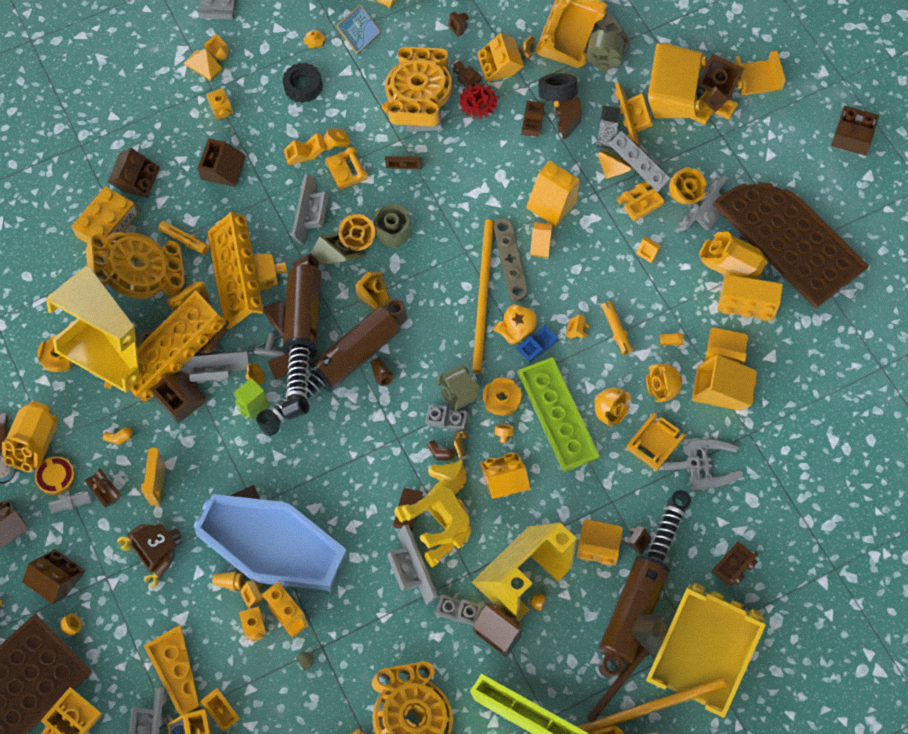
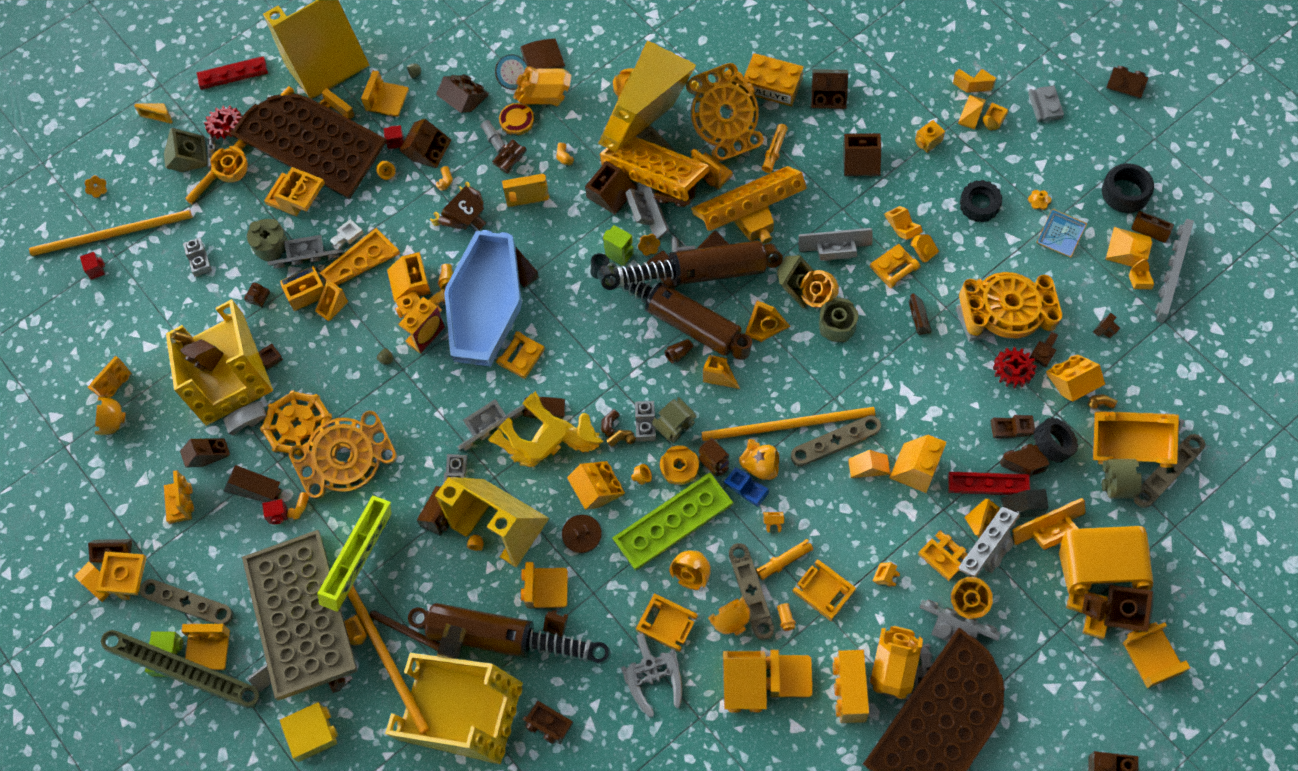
camera: 80 degrees right, 0 degrees up
(30, 606) = (394, 136): none -> red plate
(104, 561) = (447, 179): none -> light orange arm
(137, 679) = (346, 233): none -> white plate
(173, 58) = (981, 82): none -> light orange slope
(218, 619) = (408, 276): none -> light orange slope
(345, 517) = (524, 359): none -> light orange plate
(412, 343) = (718, 372): none -> light orange slope
(507, 360) = (714, 457): none -> reddish brown brick
(549, 501) = (581, 533): none -> reddish brown piece
(583, 148) = (987, 483): none -> red plate
(626, 362) = (746, 577): none -> dark tan piece
(648, 306) = (821, 588): none -> light orange container

